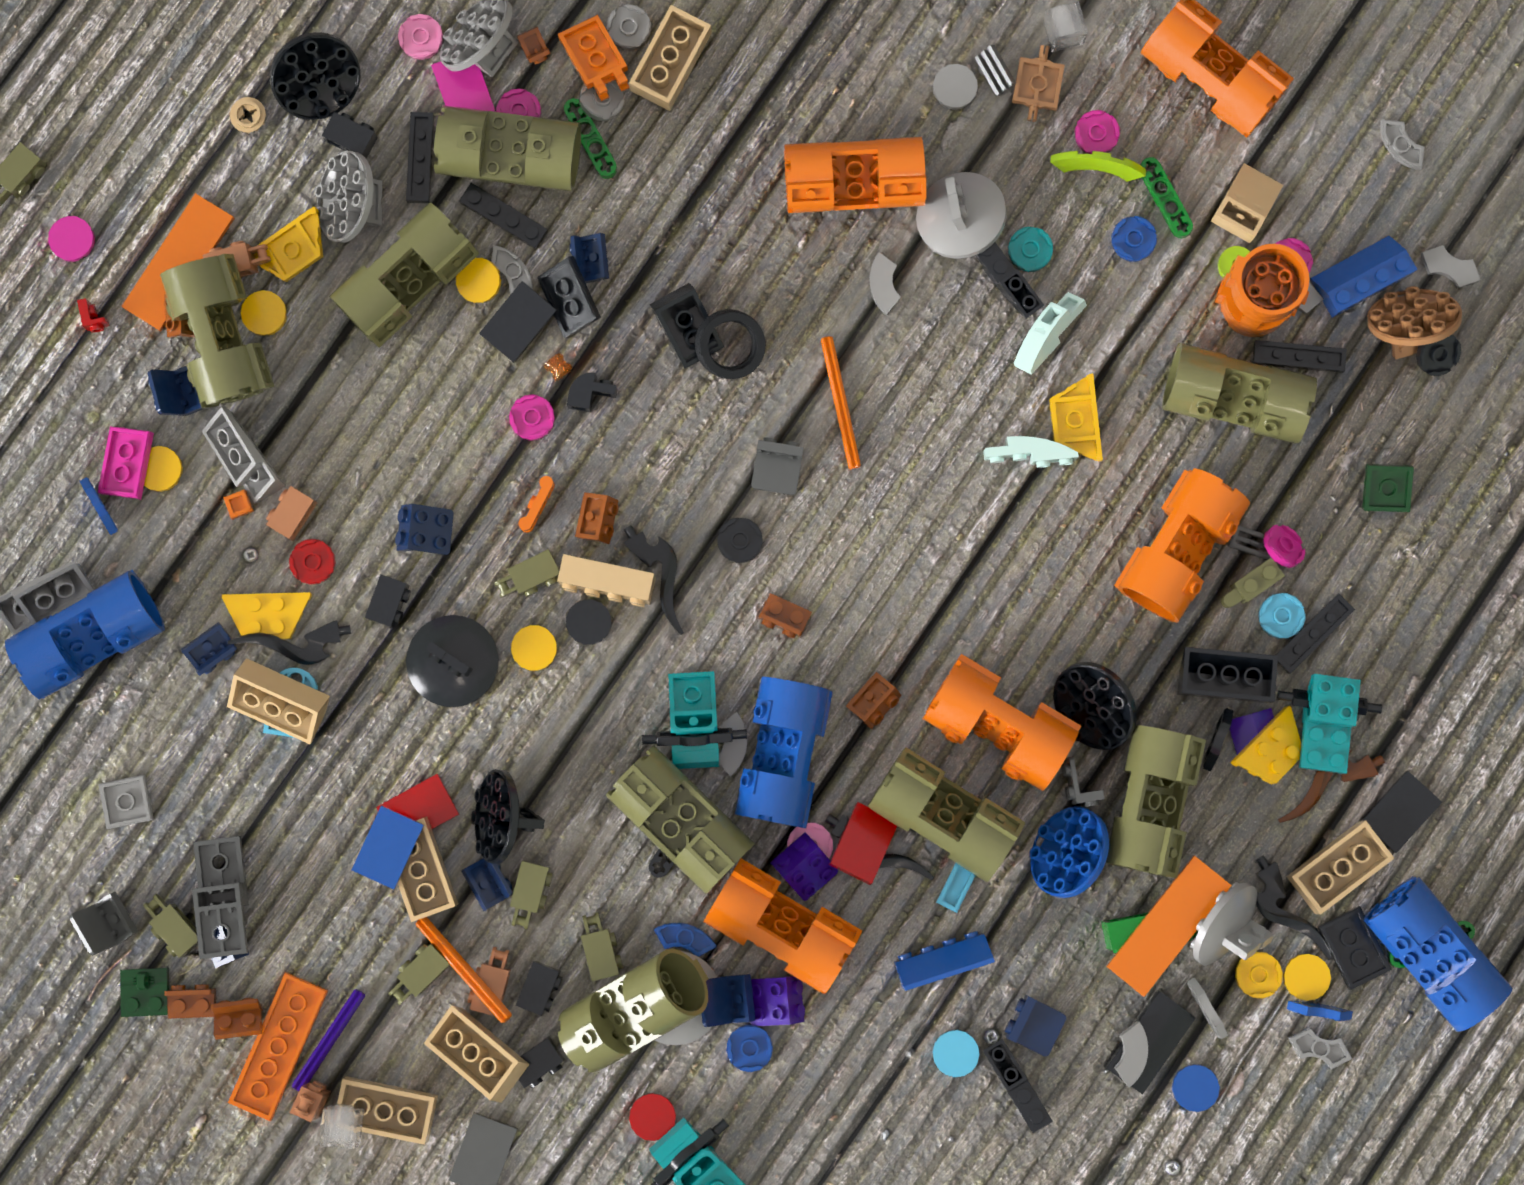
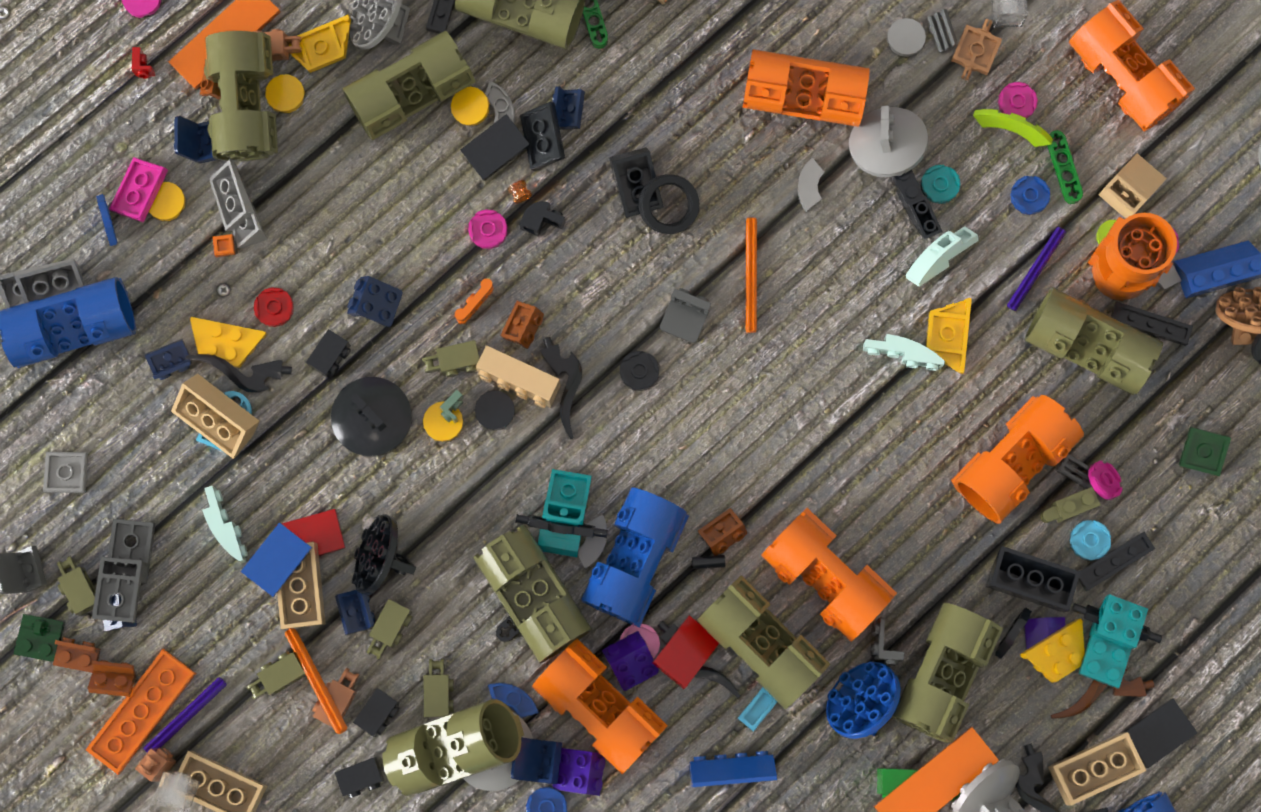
camera: 10 degrees right, 5 degrees down
(291, 513) = (265, 262): nougat brick -> none
(322, 829) = (226, 533): none -> light aqua slope
(476, 1054) = (308, 756): tan brick -> none
(503, 216) = (504, 59): black plate -> none
(540, 626) = (450, 404): none -> sand green bracket
(785, 616) = (663, 443): dark orange bracket -> none
(865, 737) = (708, 562): none -> black axle
(1098, 703) = (916, 576): black bracket -> none
(1158, 322) = (1036, 269): none -> dark purple axle

